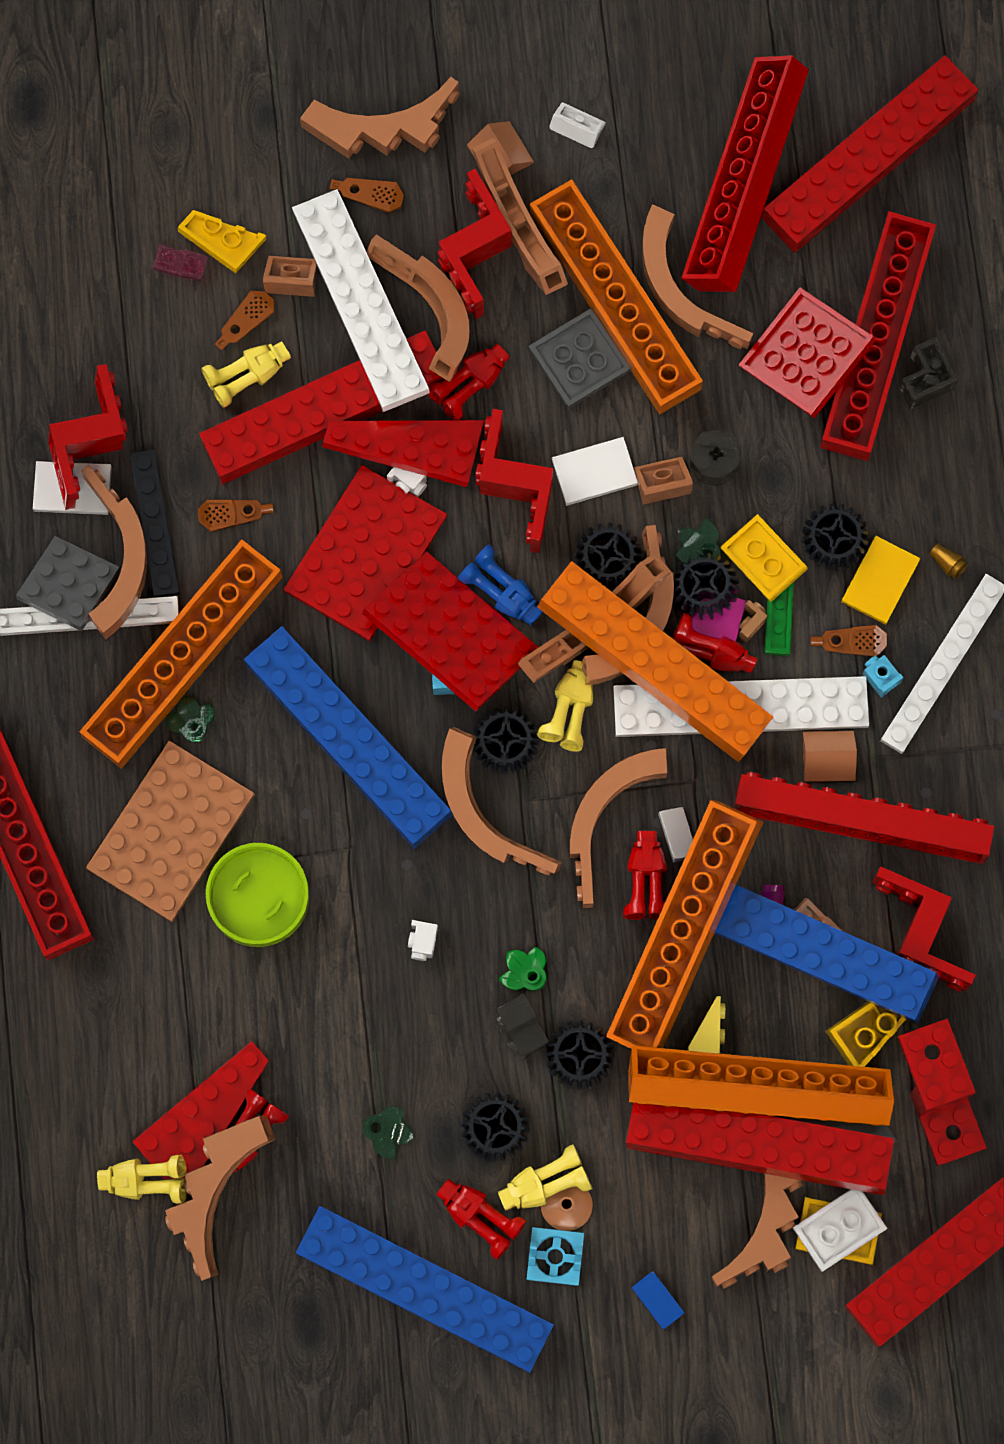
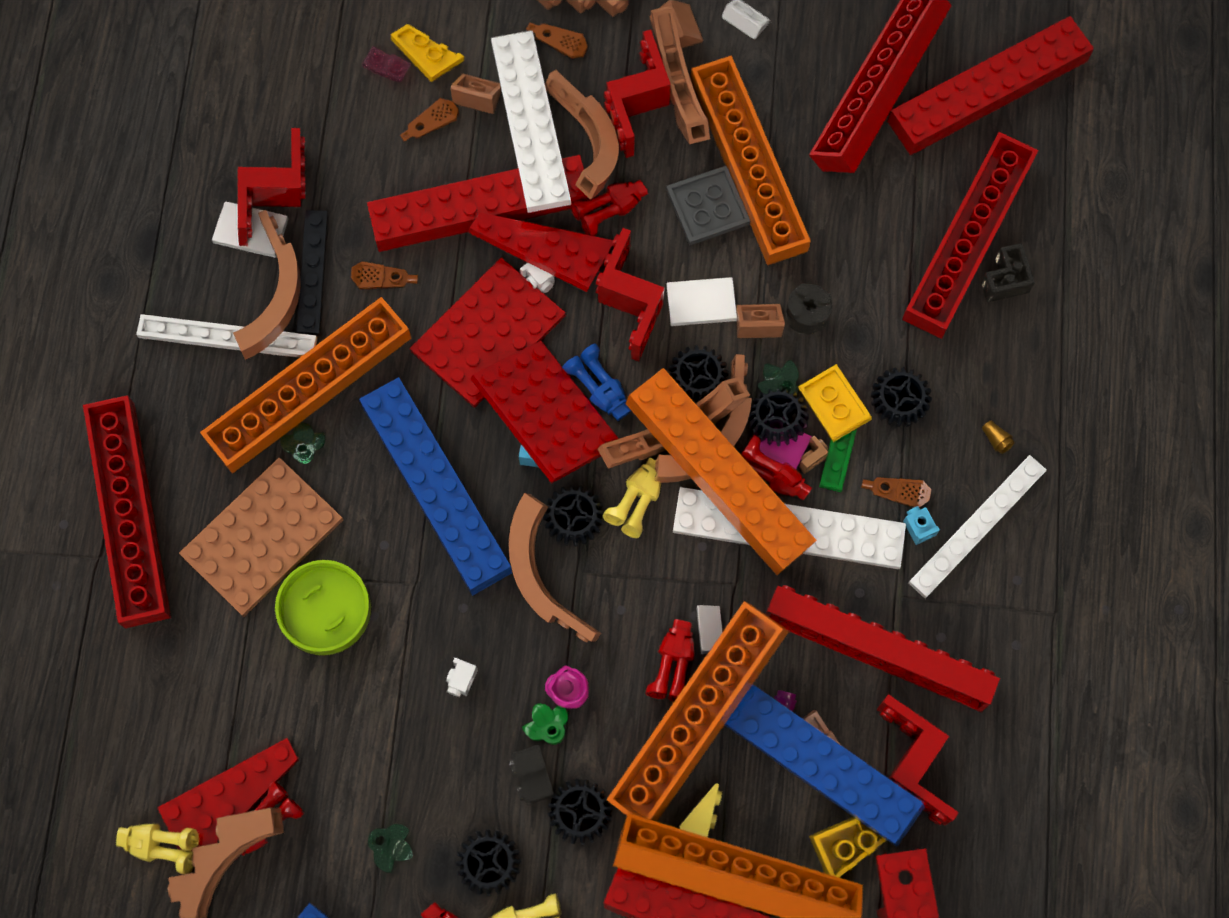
camera: 10 degrees right, 5 degrees down
(68, 583) = (224, 306): dark grey plate -> none
(262, 365) = (435, 158): light yellow piece -> none
(539, 927) = (568, 688): none -> dark pink hair
(618, 778) = (668, 568): nougat arch -> none
(667, 293) = (796, 170): nougat arch -> none
(807, 352) = (906, 235): plate -> none
(829, 756) = (860, 587): nougat slope -> none
(880, 580) = (934, 442): yellow tile -> none

